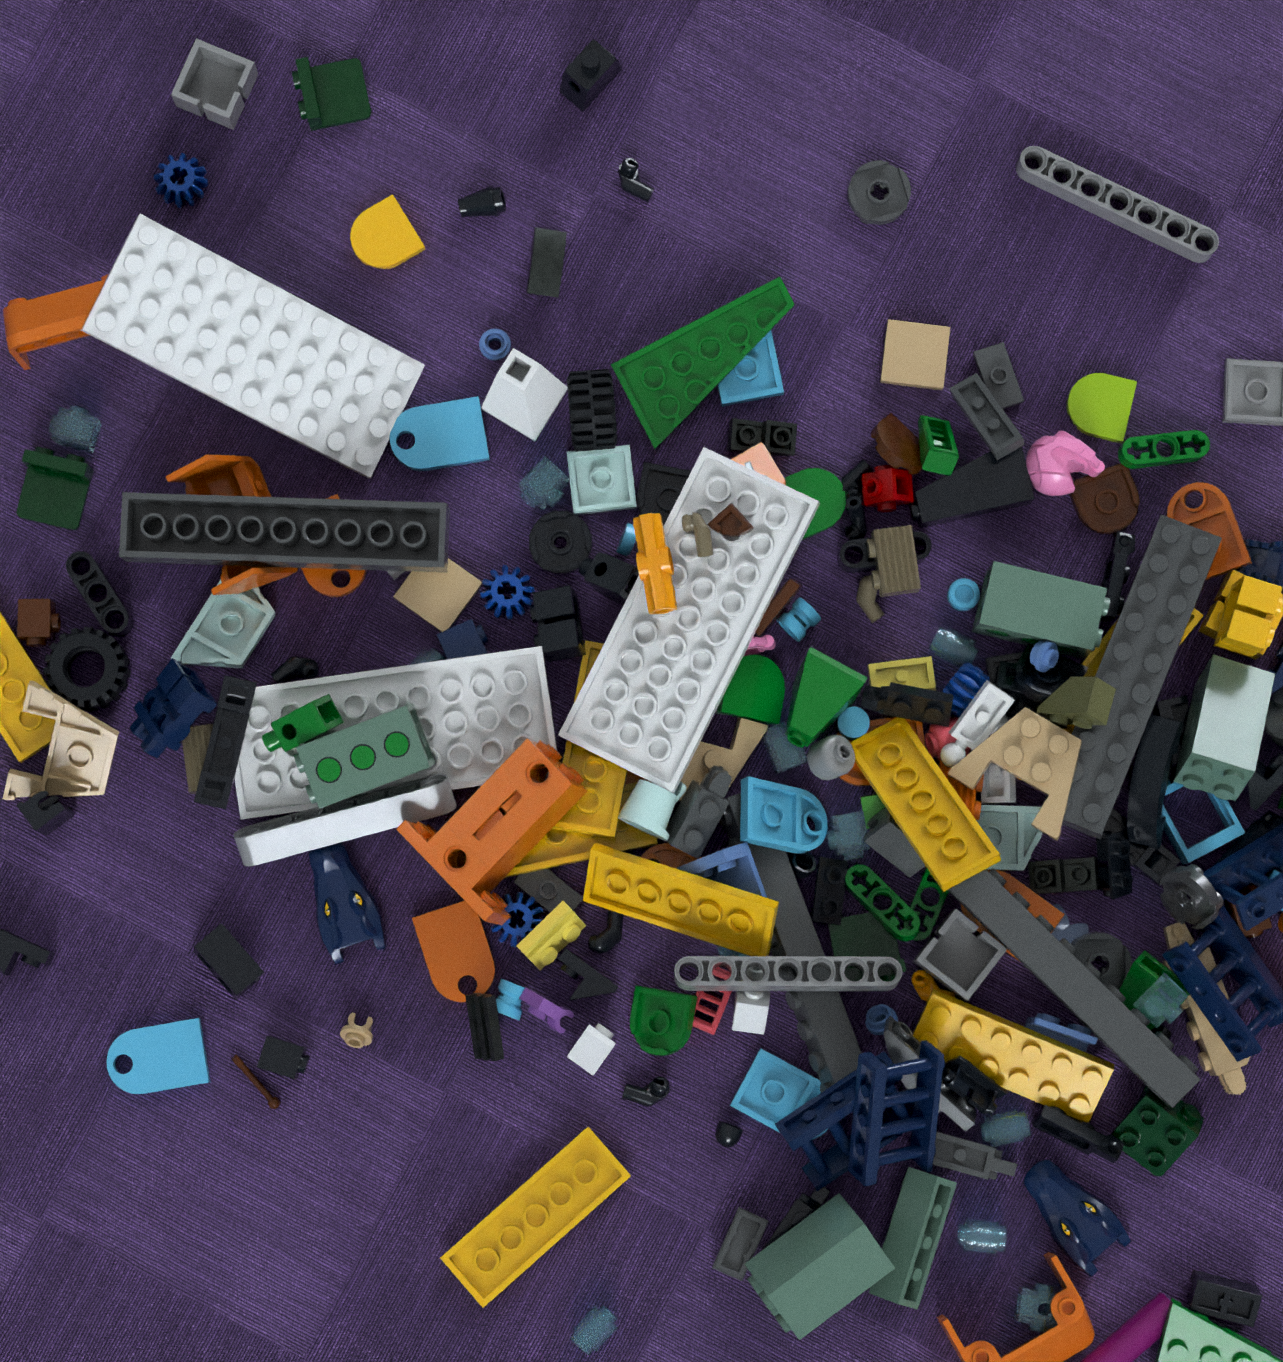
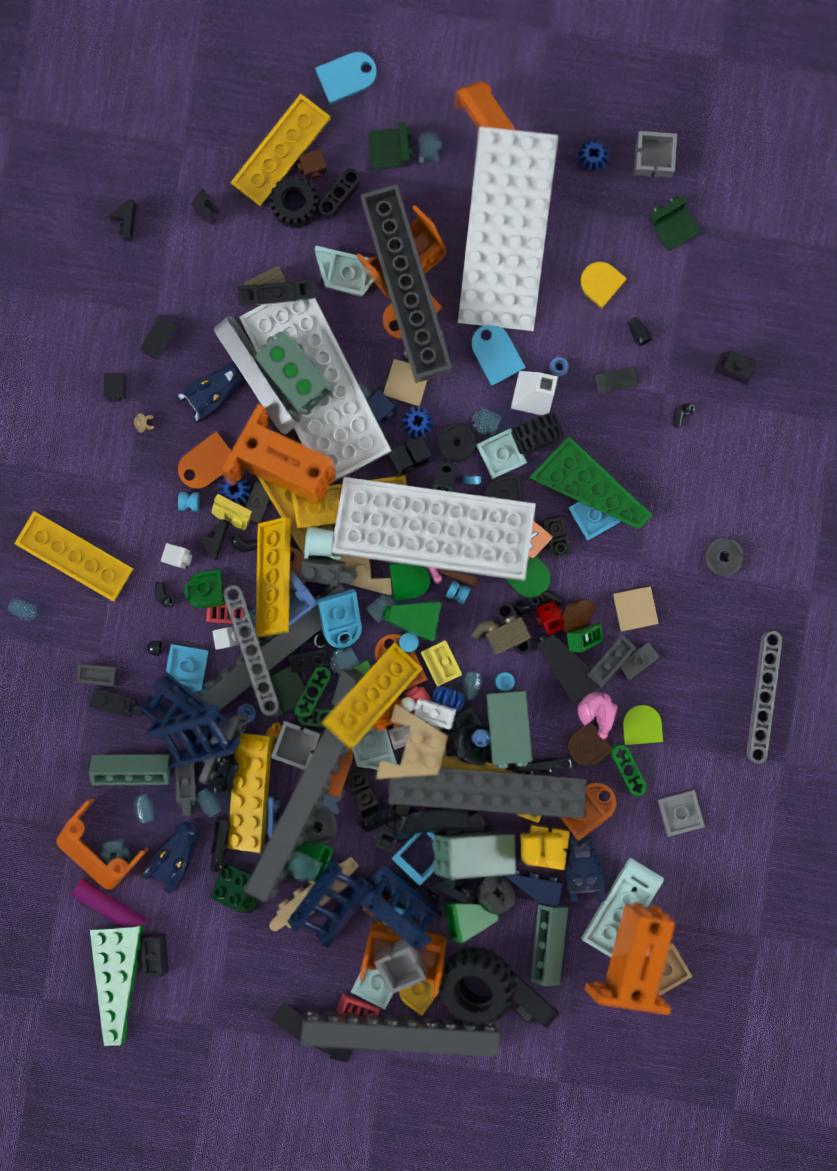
camera: 75 degrees right, 5 degrees up
(77, 754) = (244, 213): tan wing -> none
(161, 1056) = (94, 319): medium azure tile -> none
(171, 708) = (287, 256): dark blue hips -> none
(273, 1101) = (89, 390): reddish brown hinge -> none
(296, 667) = (336, 318): black arm -> none
(303, 724) = (301, 332): green torso -> none
(484, 1026) = (168, 492): pearl dark grey tile -> none
(542, 1007) = (189, 520): medium lavender plate -> none
(655, 563) = (457, 498): light orange piece -> none
(701, 531) = (488, 514): dark tan arm -> none
(730, 522) = (496, 533): reddish brown tile -> none
(817, 1267) = (94, 721): sand green brick -> none
(831, 757) = (383, 636): light grey head -> none
(909, 703) = (429, 670): black hinge -> none
(1079, 703) = (459, 766): olive slope -> none
(1204, 900) = (371, 865): flat silver plate -> none

